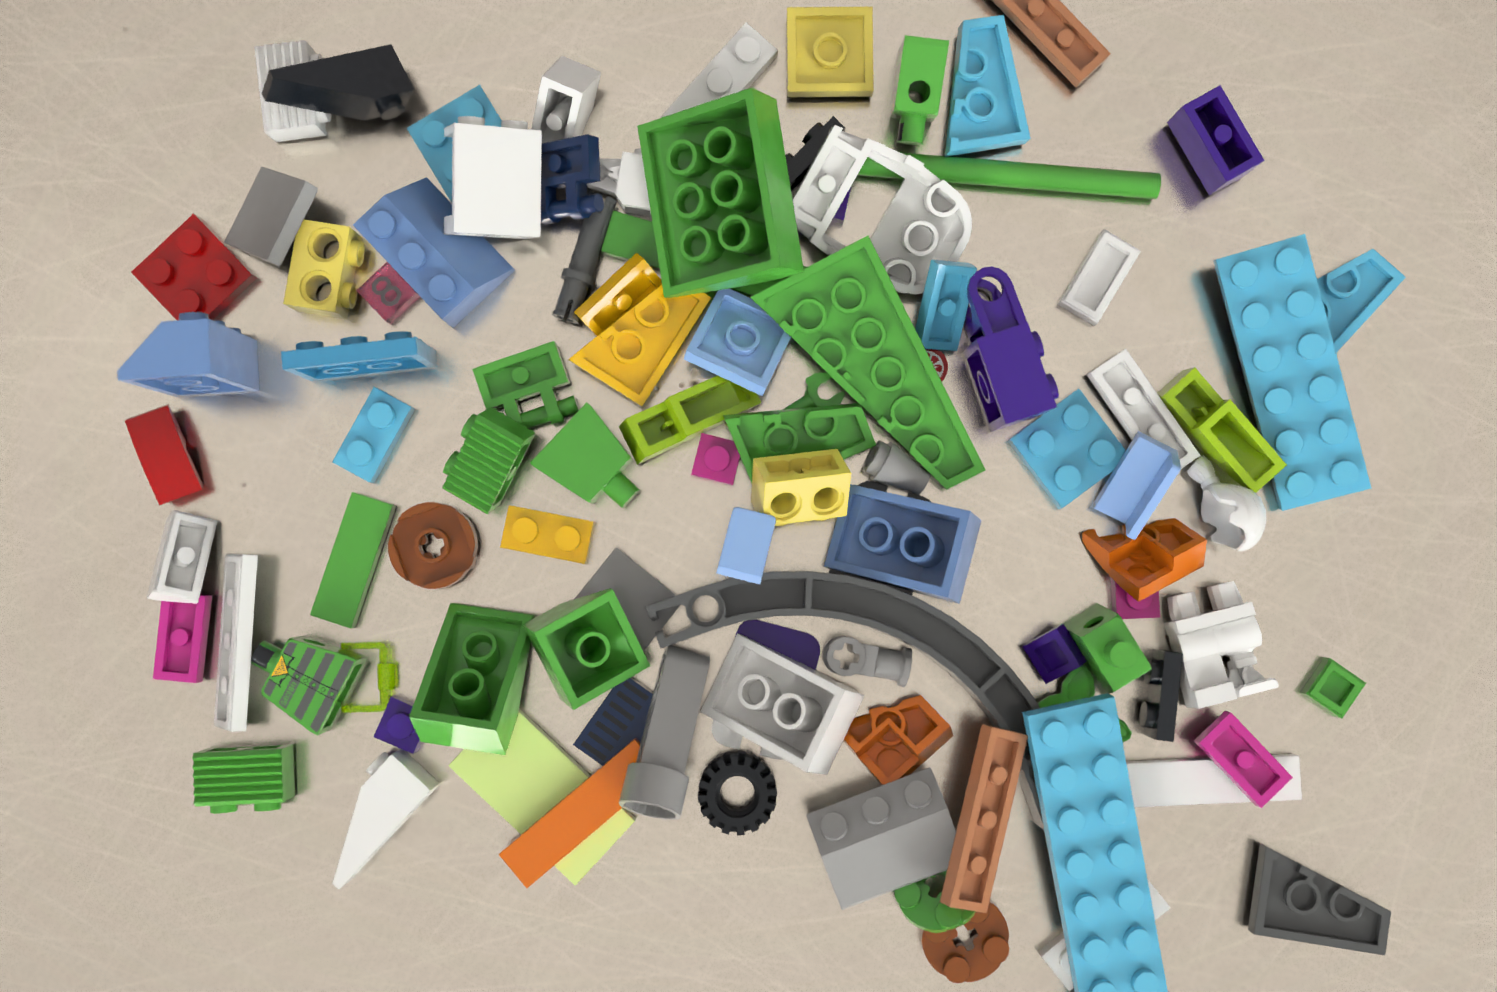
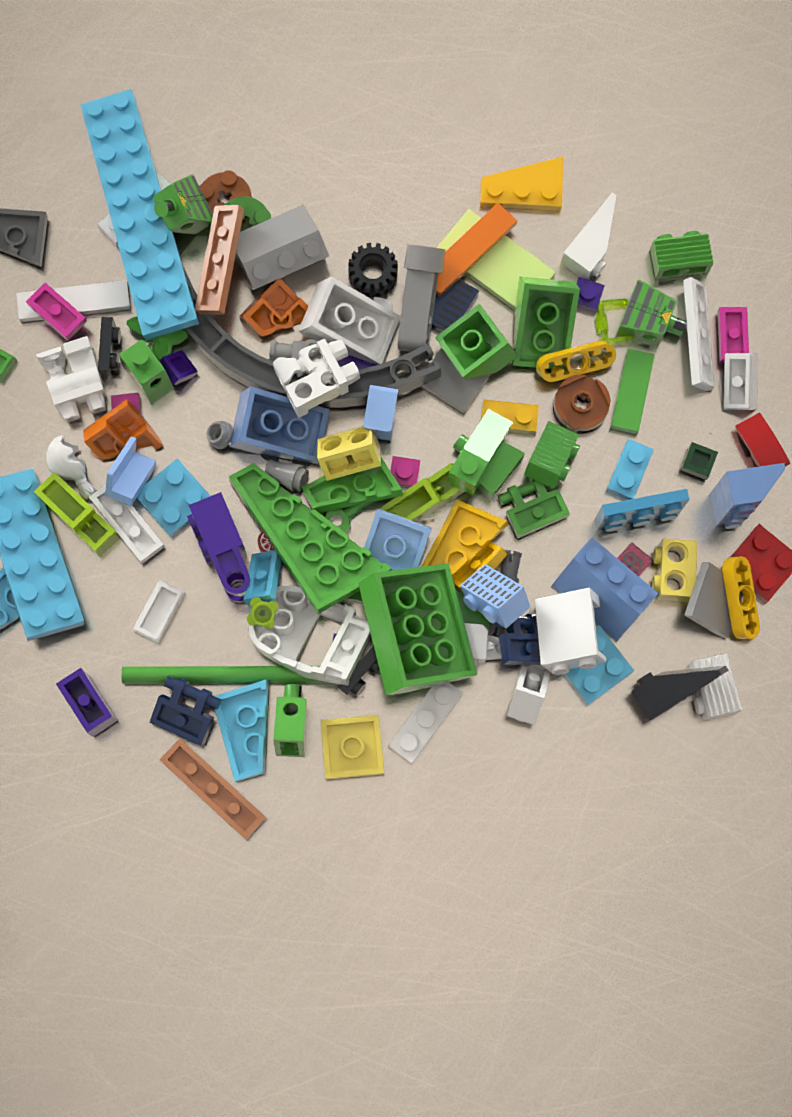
camera: 170 degrees right, 10 degrees down
(231, 216) = (734, 571): none -> yellow beam
(265, 438) = (699, 460): none -> dark green plate
(415, 606) = (593, 348): none -> yellow beam
(478, 917) = (527, 187): none -> yellow wing
(597, 466) = (479, 452): none -> slope
(598, 236) = (495, 596): none -> light blue brick
(829, 603) = (324, 376): none -> white hips
(950, 232) = (266, 620): none -> lime plate
(994, 540) = (220, 434): none -> light grey plate
(1037, 920) = (183, 206): none -> bright green torso
(1076, 111) = (183, 719): none -> dark blue plate

